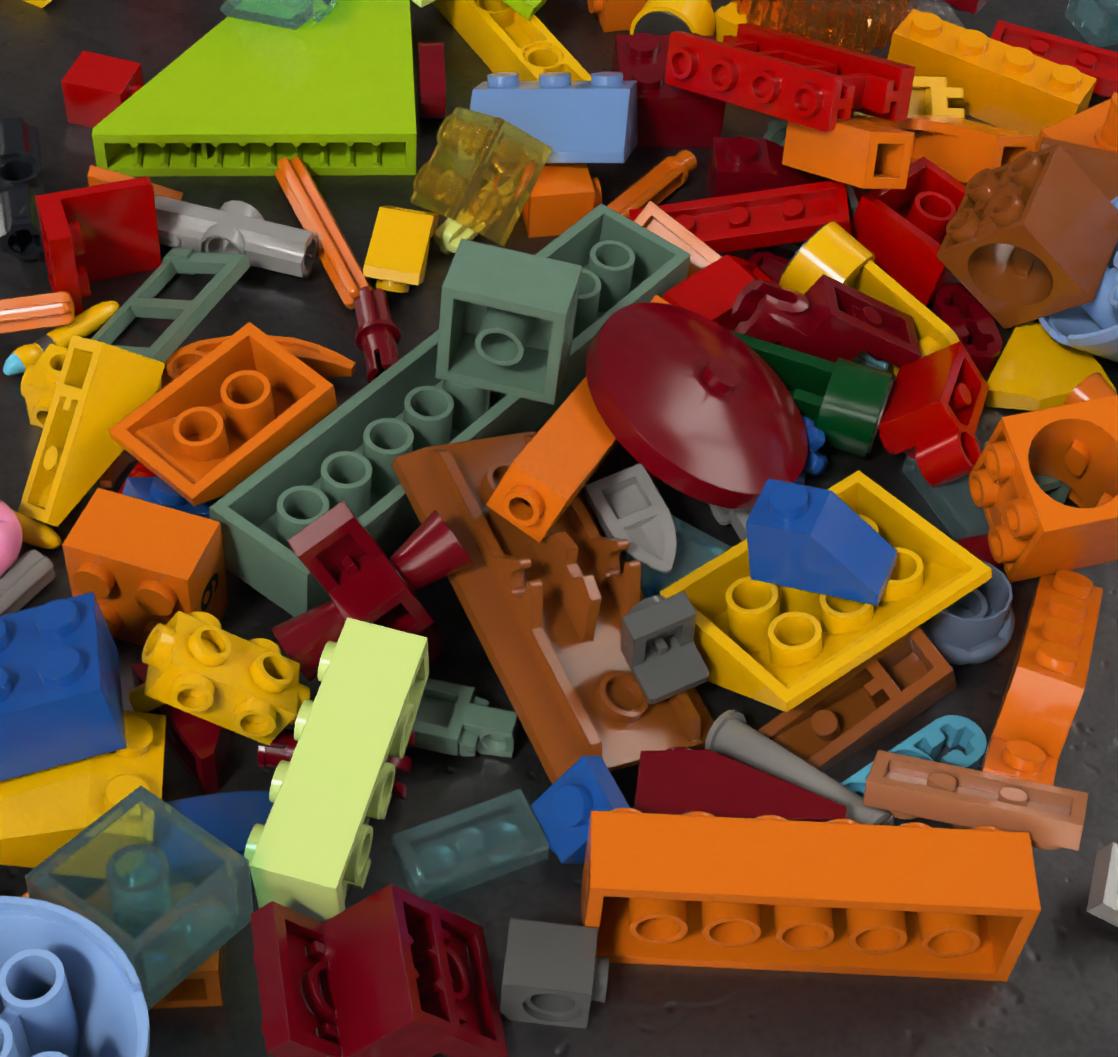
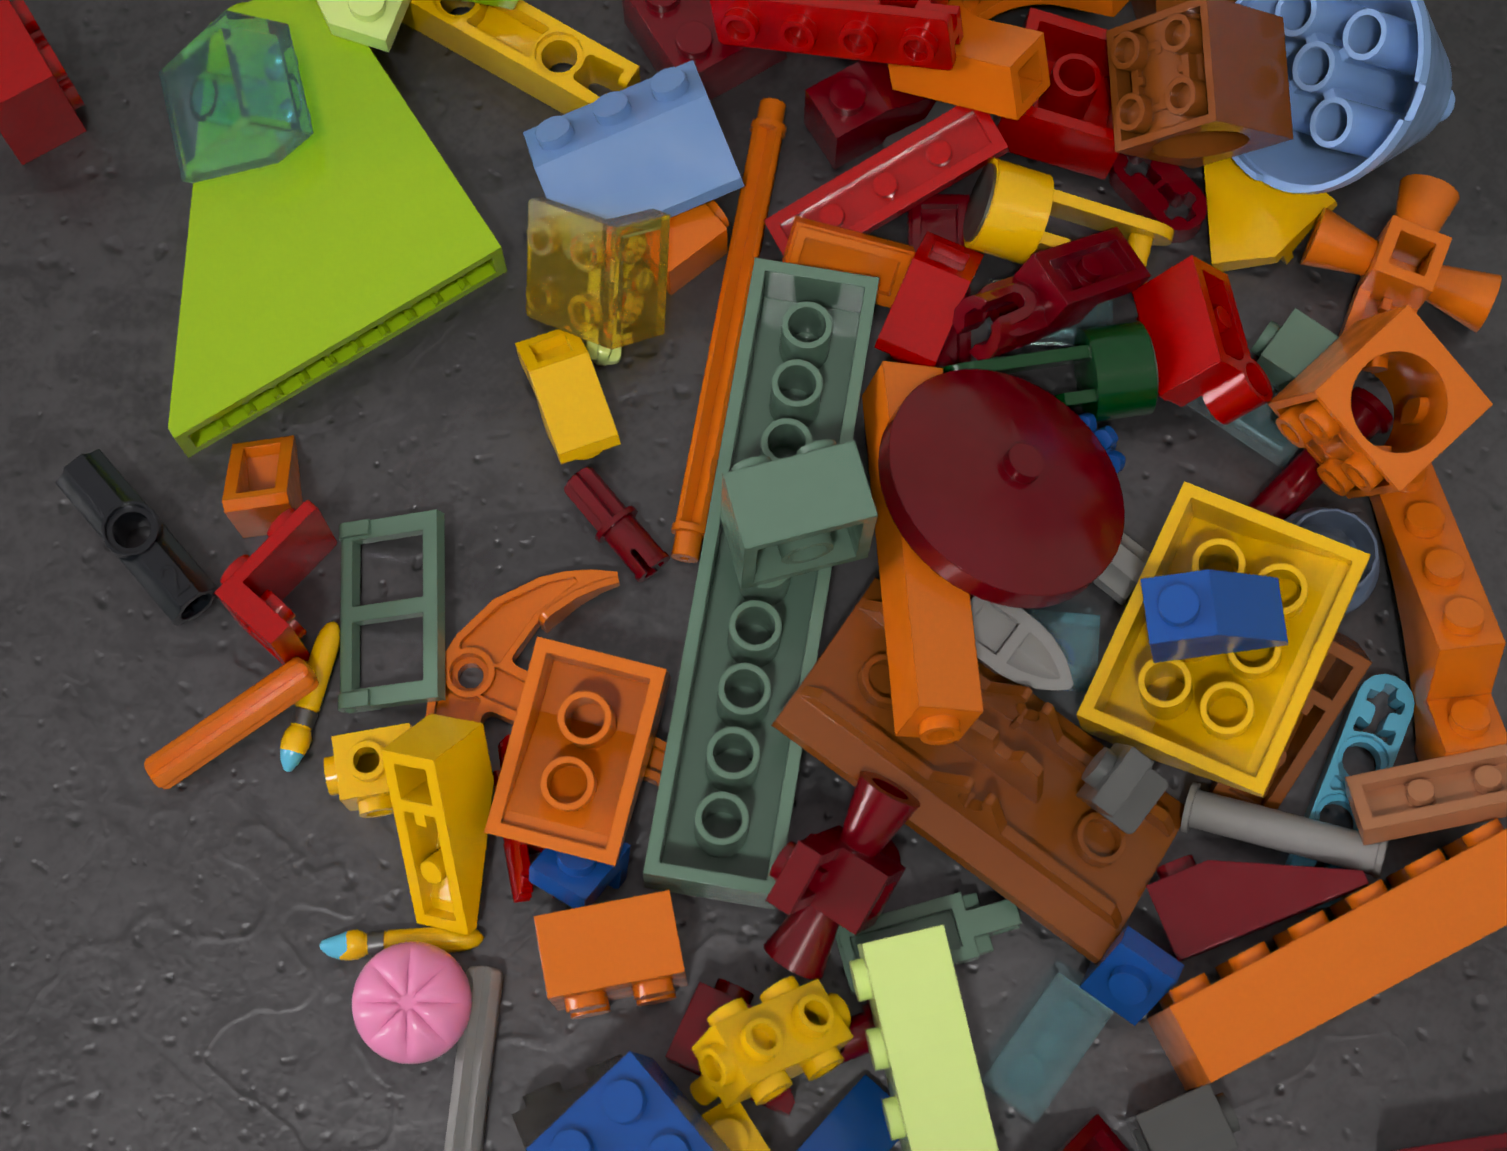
camera: 25 degrees left, 25 degrees up
(98, 86) = (127, 352): red brick -> none
(236, 230) = (395, 476): light grey piece -> none
(316, 217) = (471, 412): orange axle -> none
(431, 81) = (451, 138): dark red beam -> none

